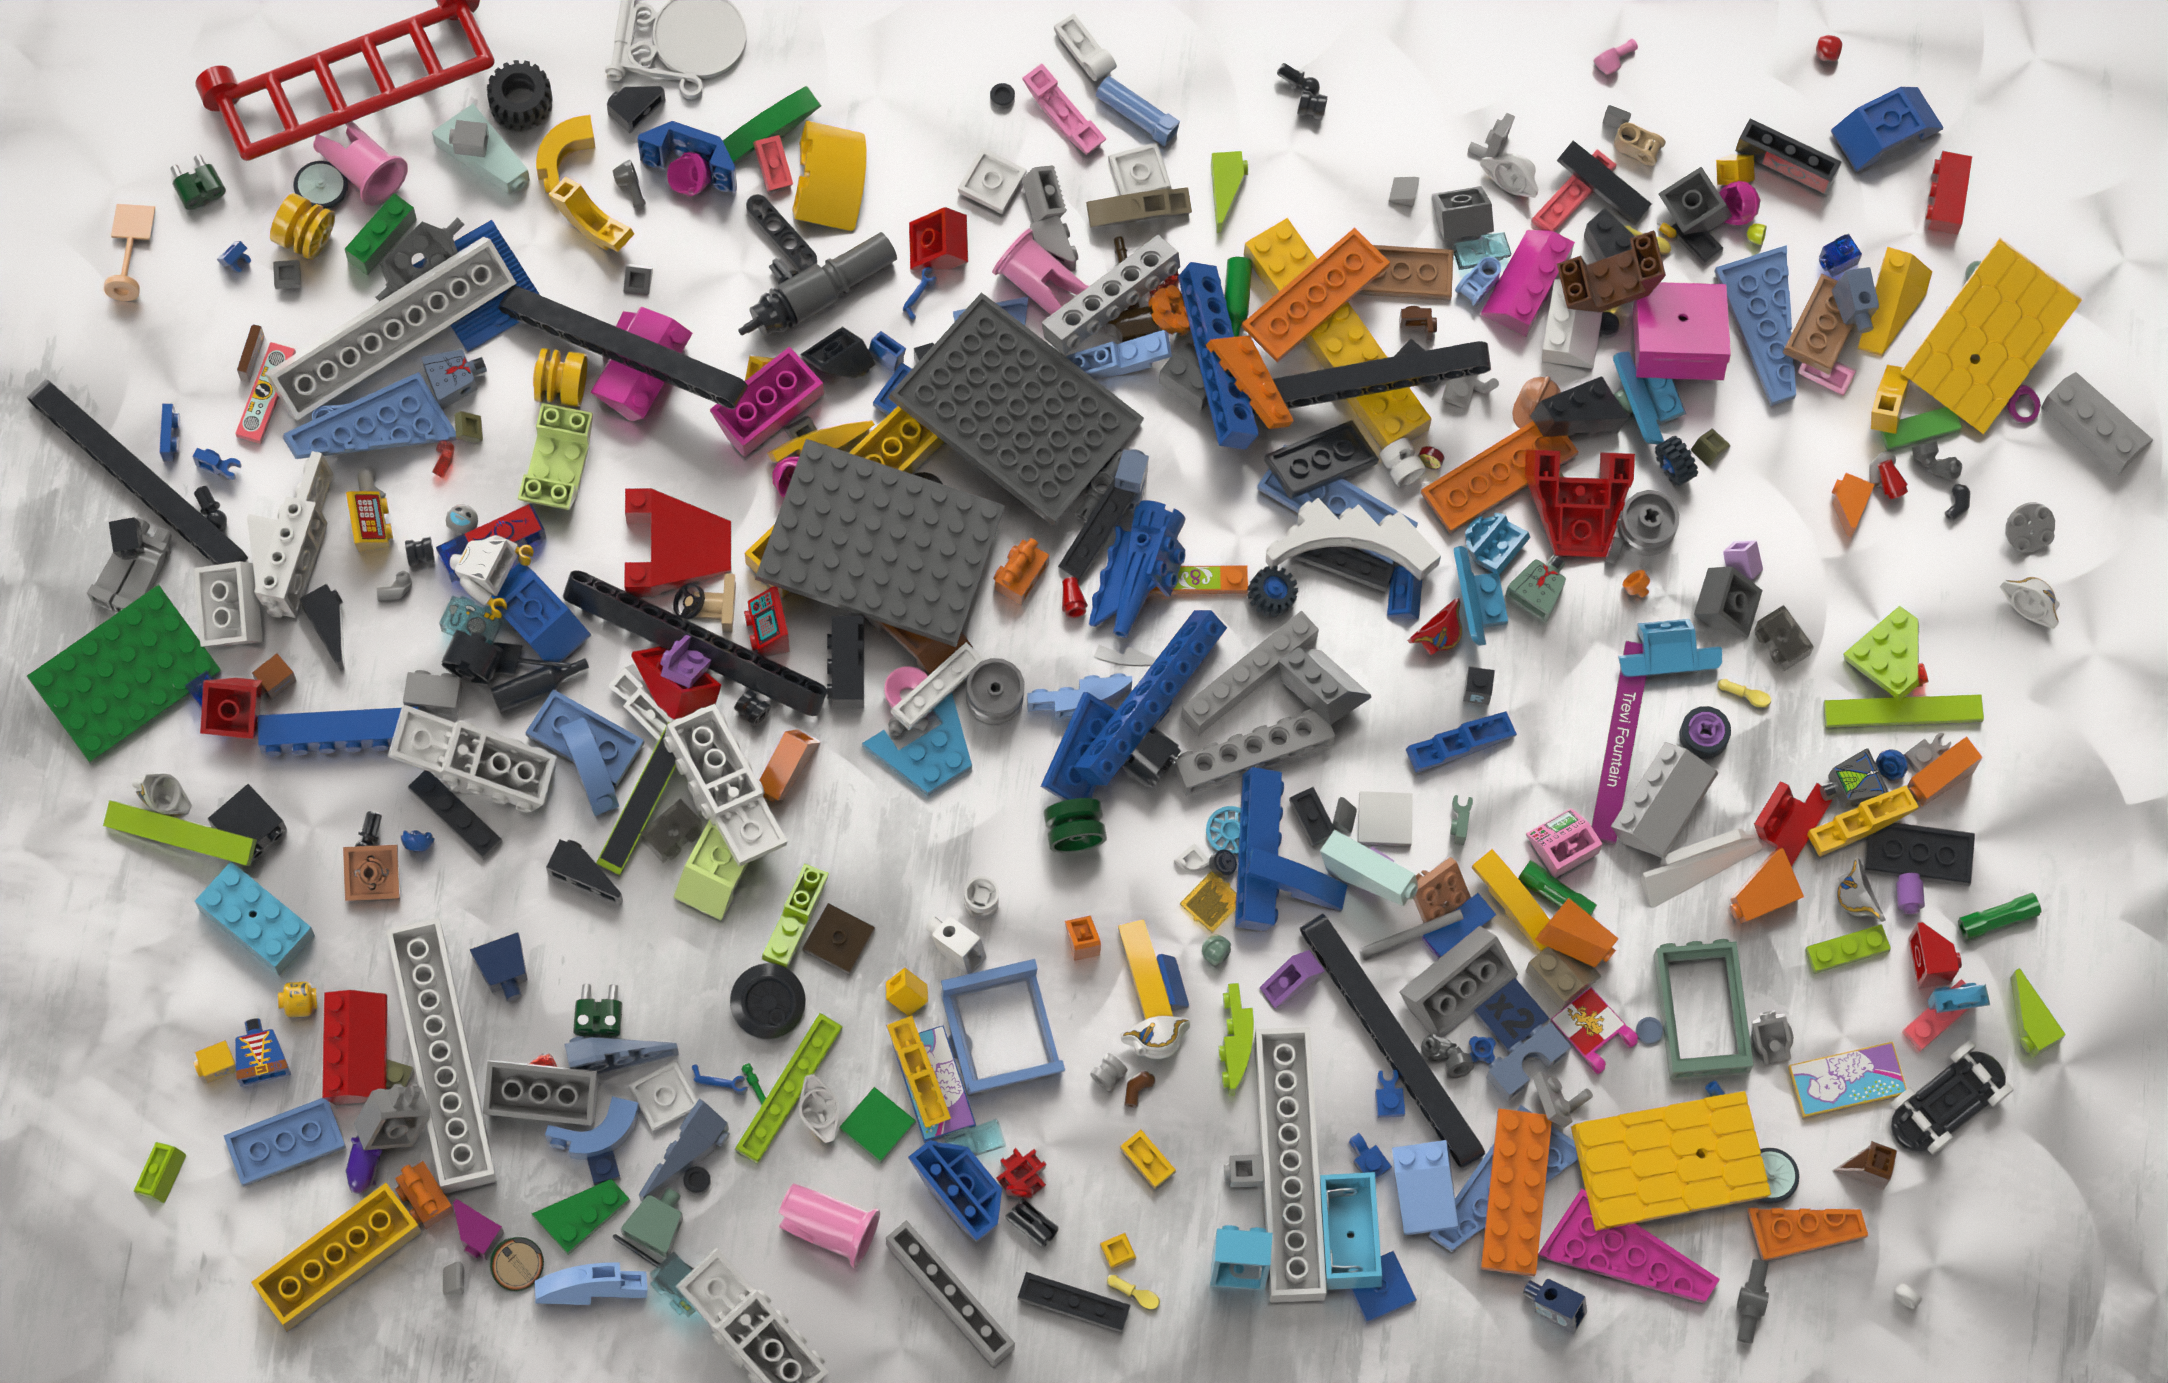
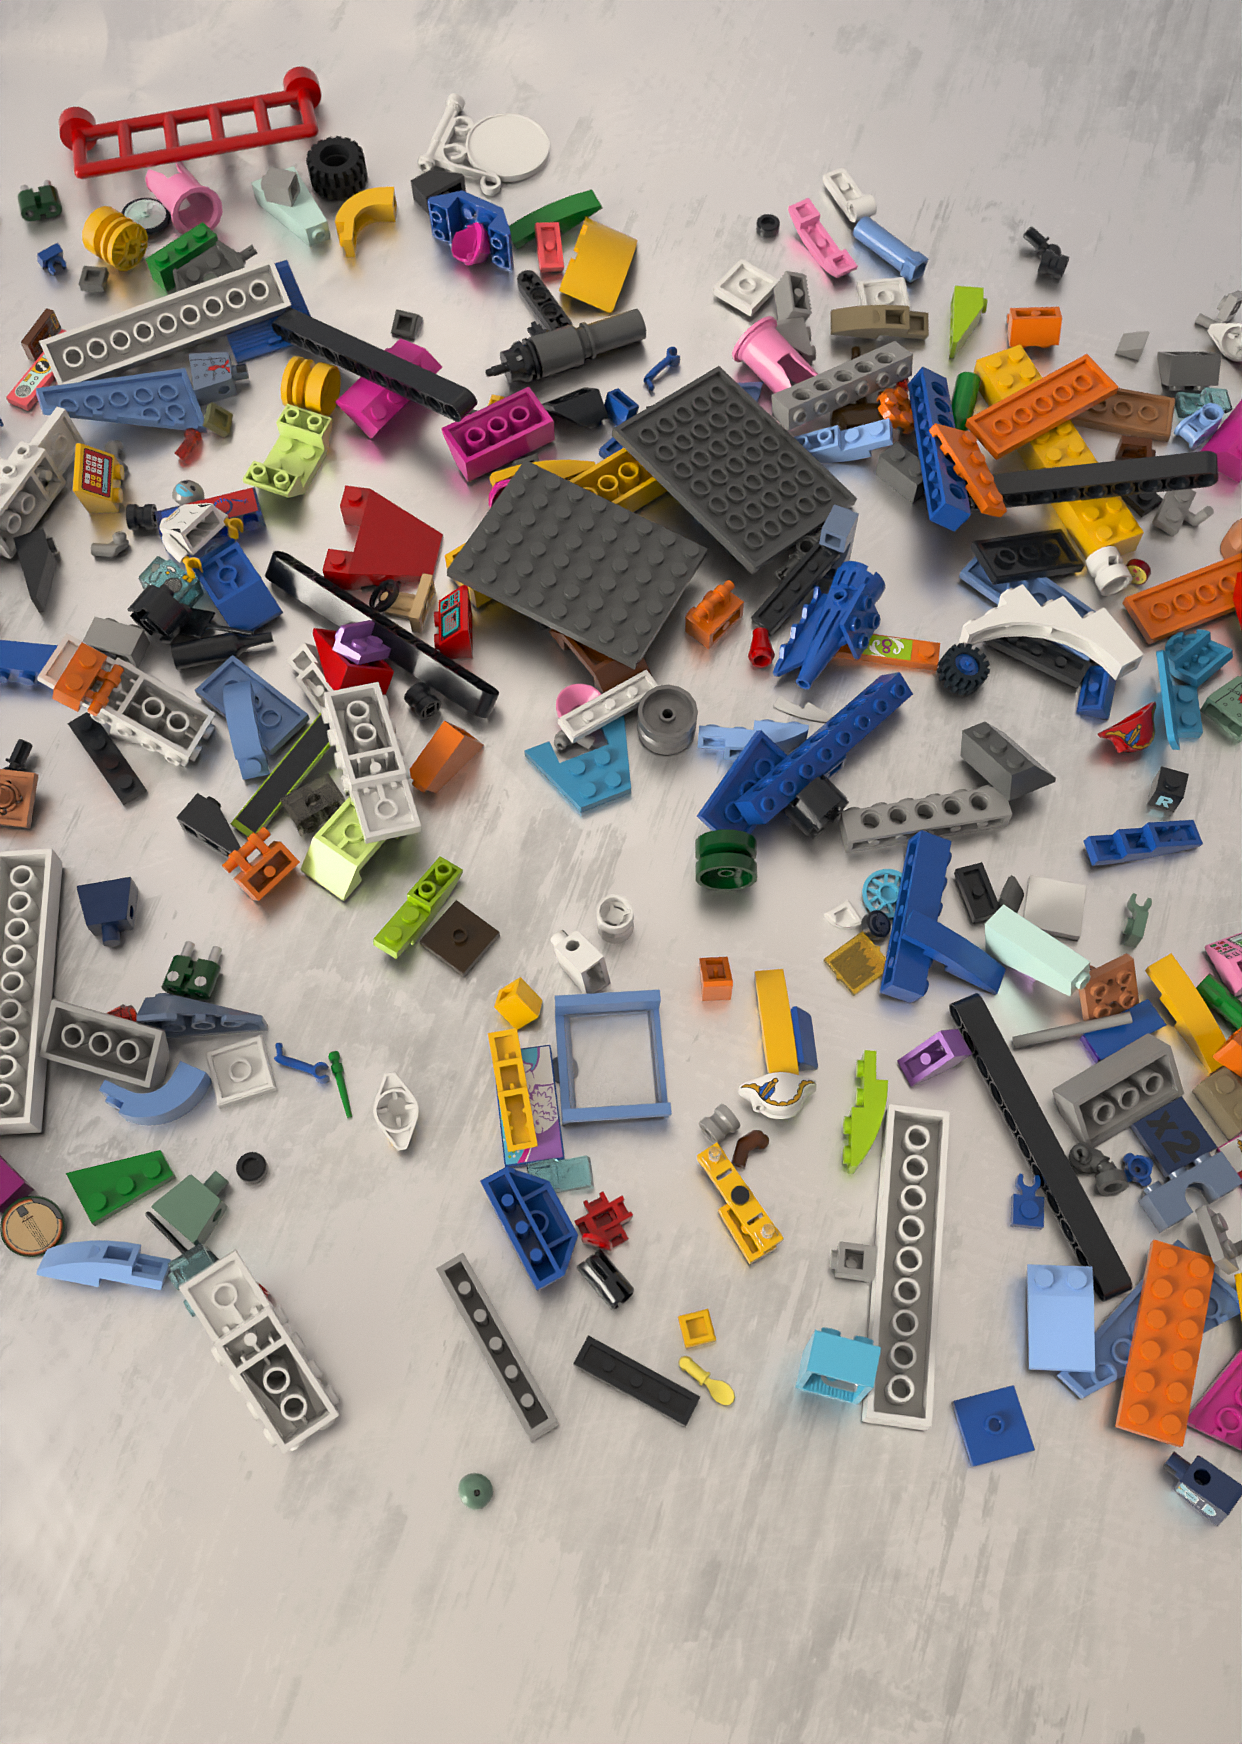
camera: 15 degrees right, 5 degrees down
(416, 840) = (60, 774): blue plate -> none
(432, 751) = (80, 677): none -> orange brick
(588, 217) = (370, 265): yellow arch -> none
(603, 1168) = (156, 1136): dark blue plate -> none
(626, 176) = (416, 242): dark grey bar -> none
(642, 904) = (266, 869): none -> orange brick
(698, 1138) = (260, 1121): sand blue wedge -> none
(767, 1001) = (370, 989): black wheel -> none
(788, 1088) = (362, 1093): lime tile -> none
(829, 1222) = (379, 1241): bright pink piece -> none
(846, 662) = (525, 670): black wedge -> none
(877, 1124) = (458, 1140): green tile -> none
(938, 240) = (688, 326): red slope -> none
(1137, 1133) = (740, 1198): none -> yellow piece
(1216, 949) = (856, 1012): sand green piece -> none
(1248, 673) = (926, 742): light grey brick -> none
(1299, 188) = (1034, 326): none -> orange brick
(1346, 1208) = (971, 1326): medium azure piece -> none
(1369, 1159) = (998, 1274): blue plate -> none

